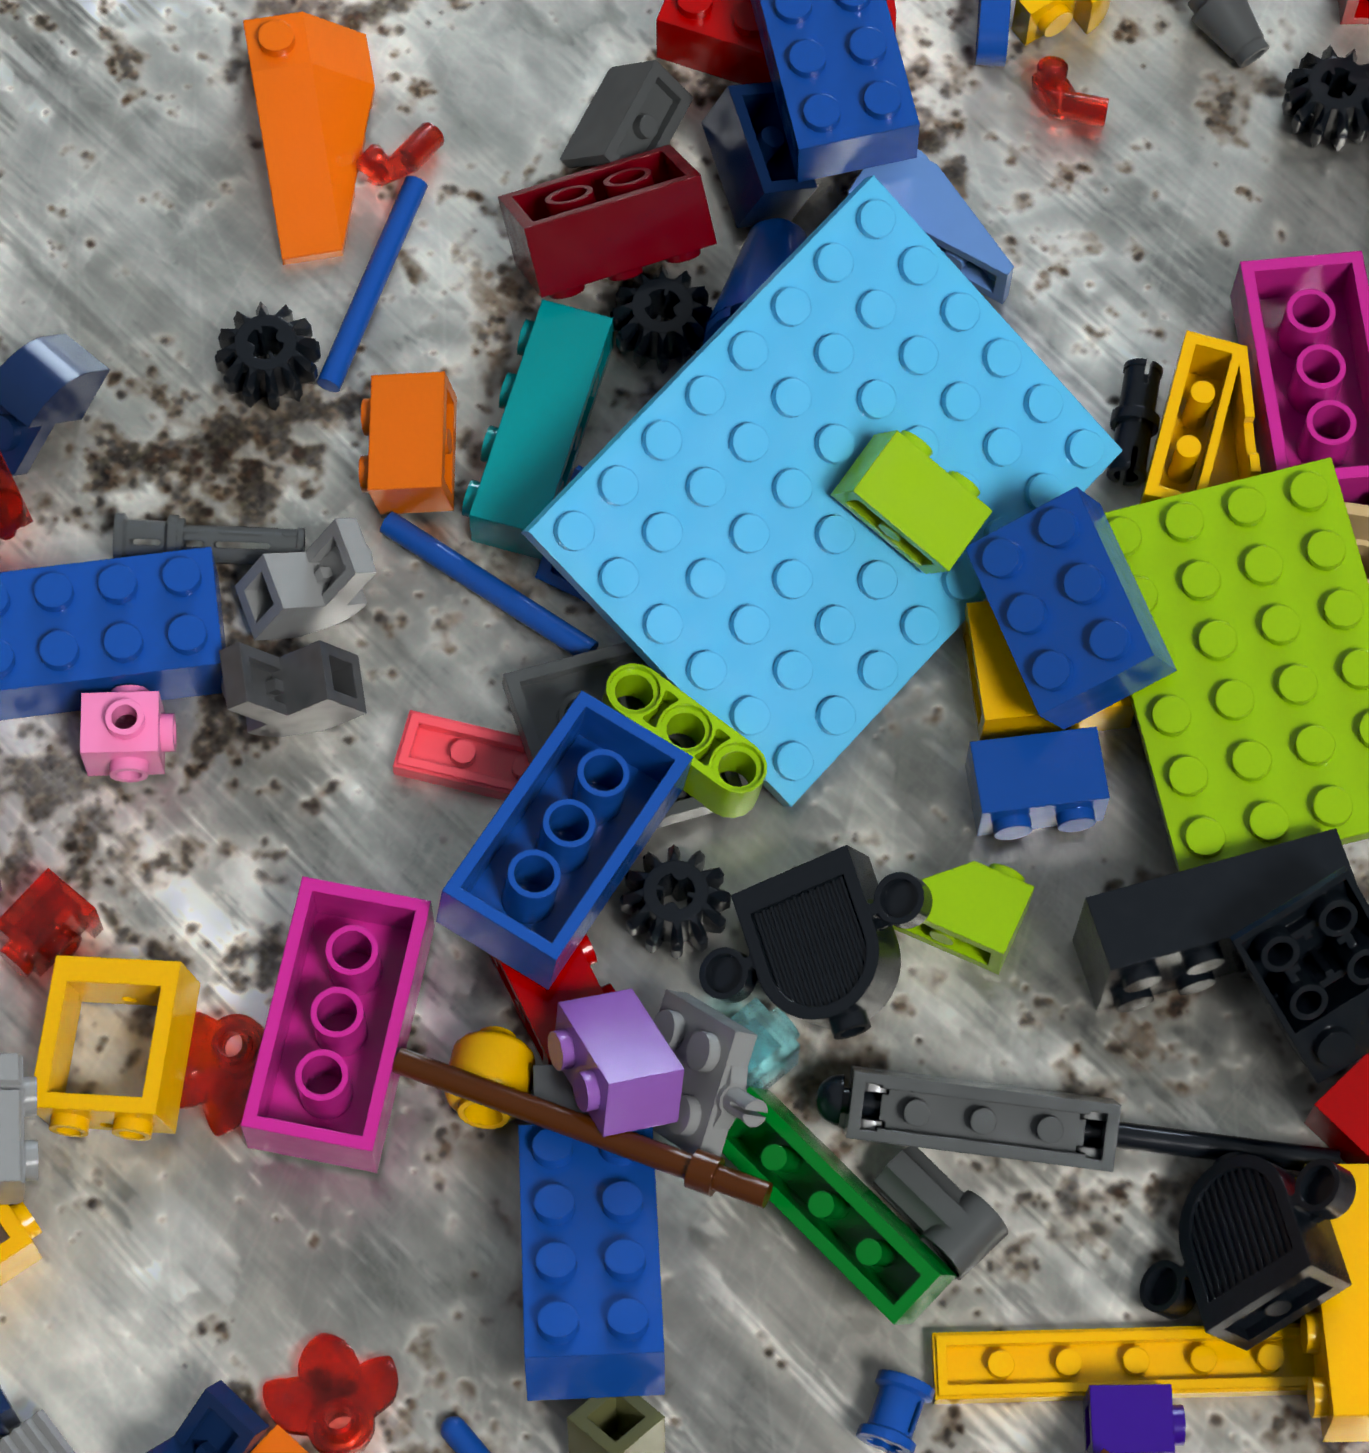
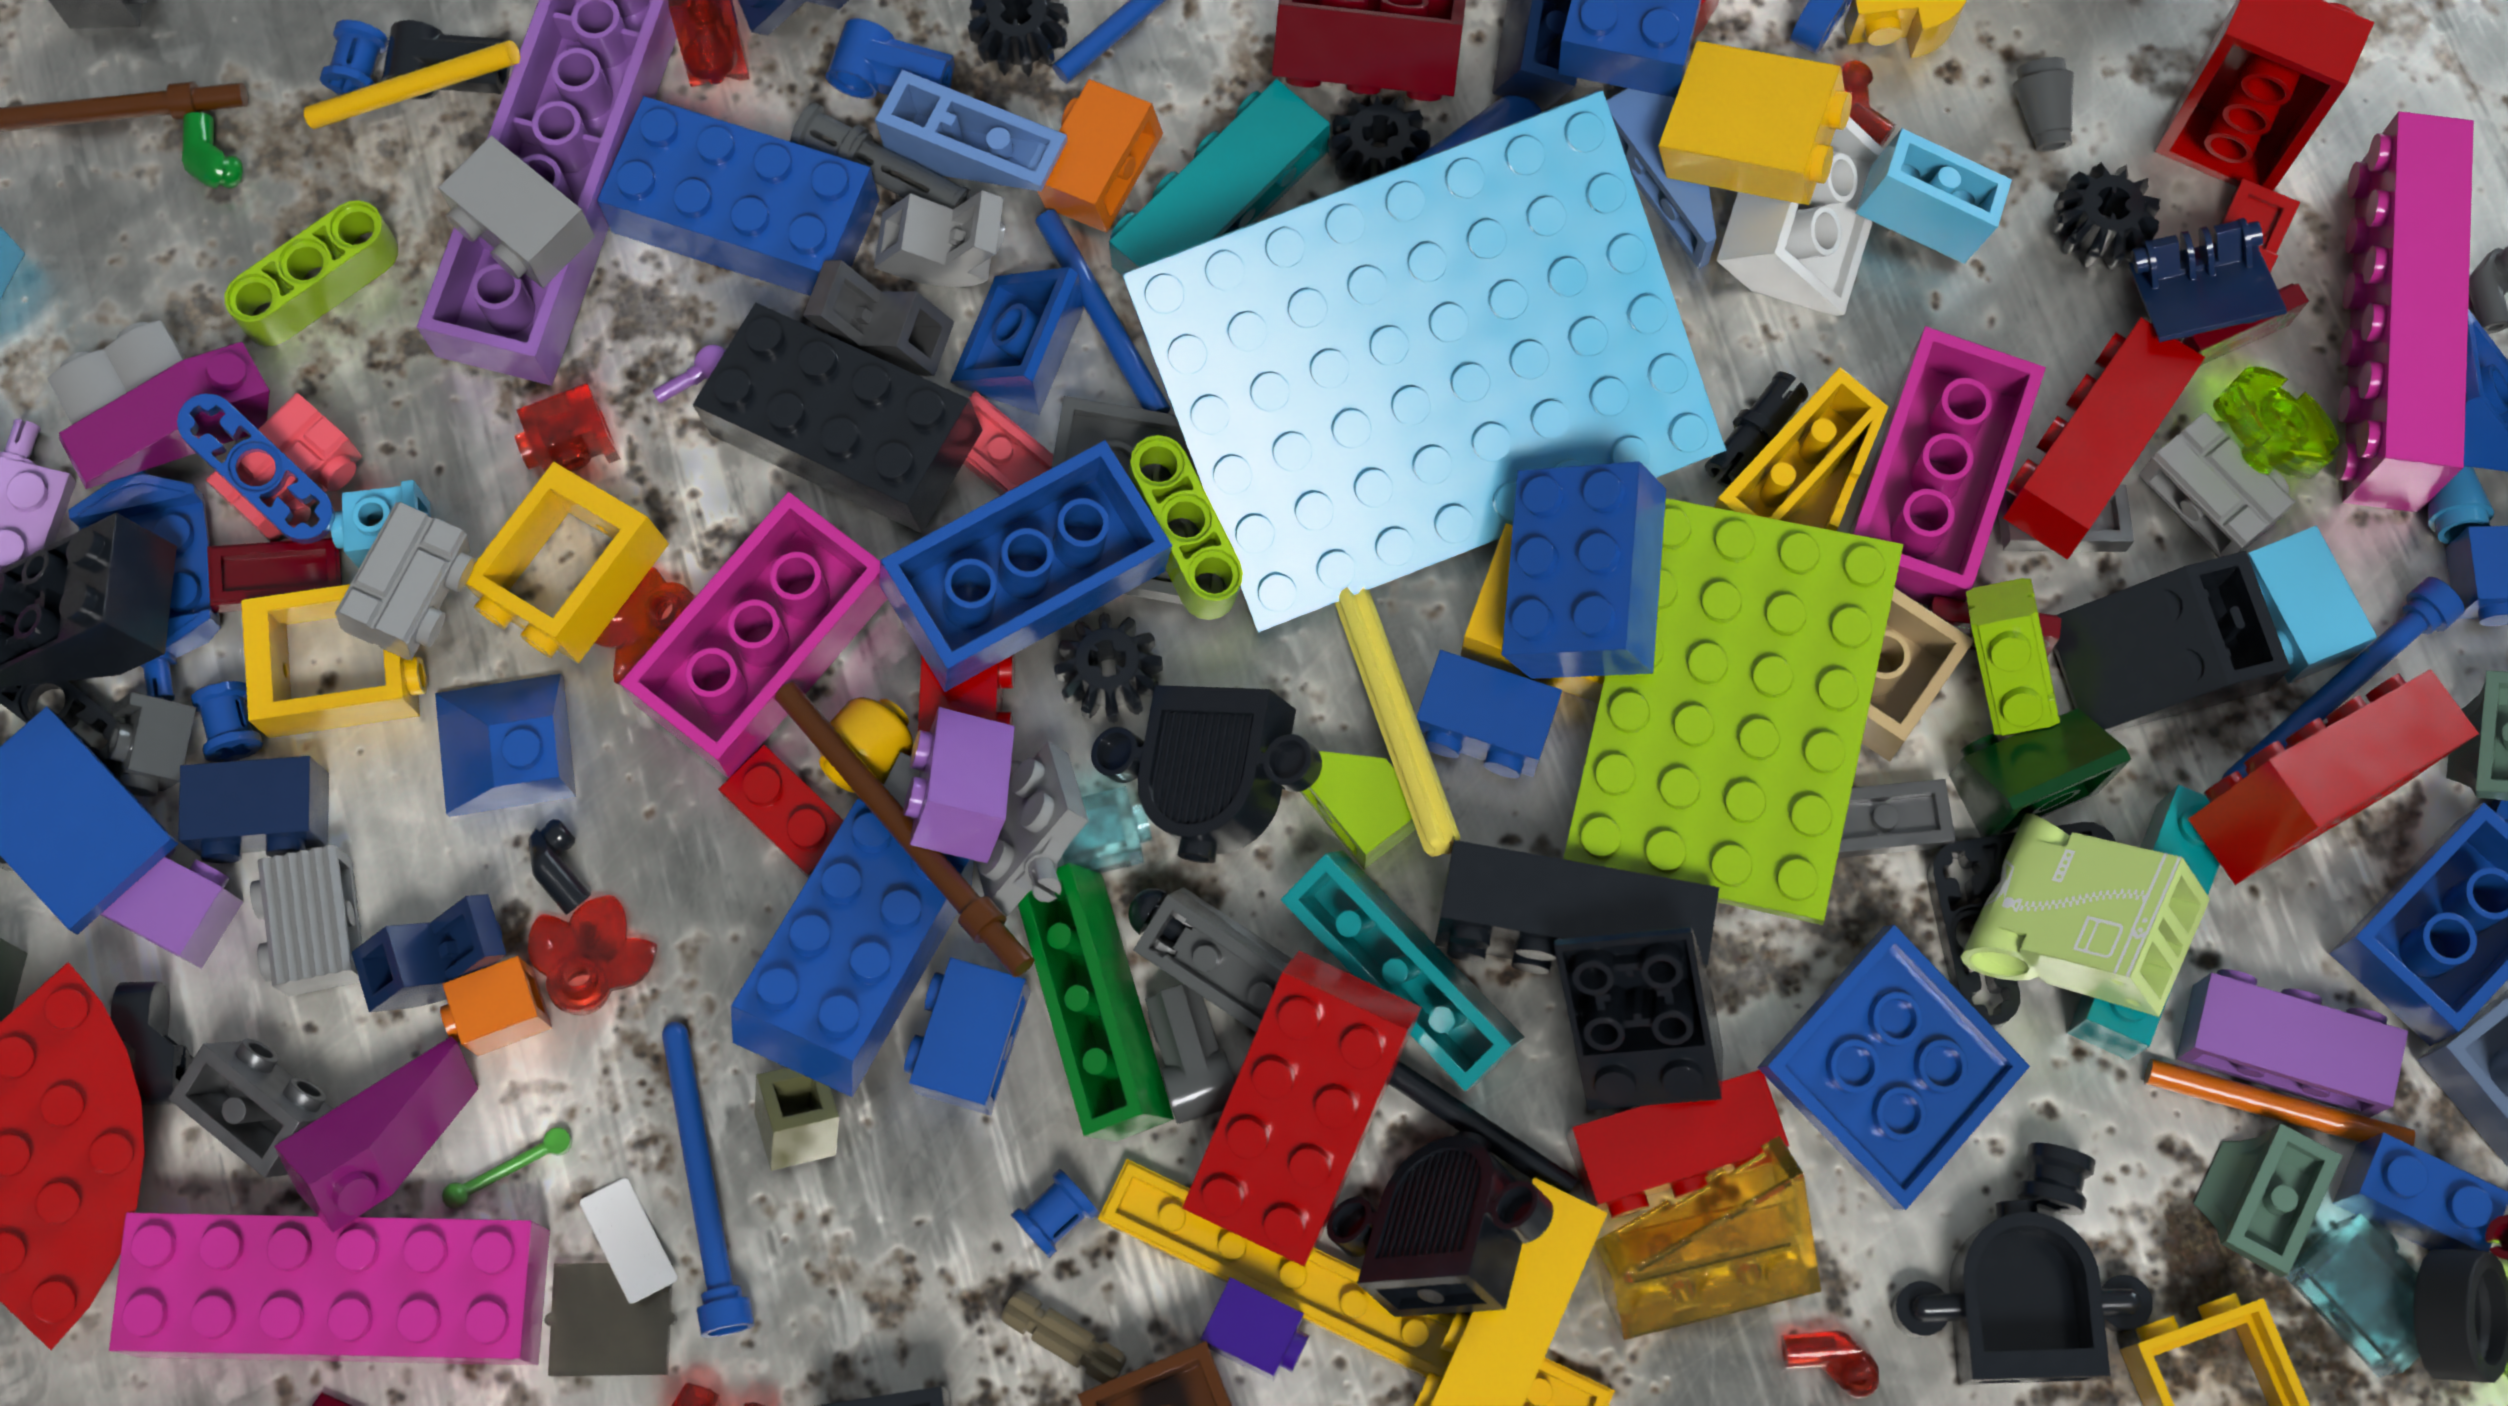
camera: 30 degrees right, 5 degrees up
(125, 733) = (714, 294): bright pink brick -> none
(143, 1244) = (505, 745): none -> blue slope
(148, 798) = (703, 367): none -> medium lavender hand
(150, 451) = (871, 61): none -> blue piece
(255, 1335) = (550, 869): none -> black arm
(285, 478) = (966, 136): none -> medium blue slope
(302, 790) = (838, 417): none -> black brick
(424, 641) = (1021, 337): none -> blue slope
(446, 1176) = (782, 809): none -> red plate
(731, 1293) = (967, 1035): none -> blue brick
(912, 500) = (1492, 406): lime brick -> none
(967, 823) = (1398, 722): none -> light yellow axle
(1001, 148) = (1755, 122): none -> yellow brick
(1069, 204) = (1806, 250): none -> white slope
(1076, 1201) = (1301, 1107): none -> red brick
(1091, 1040) = (1392, 953): none -> teal brick
(1181, 146) = (1933, 196): none -> medium azure brick

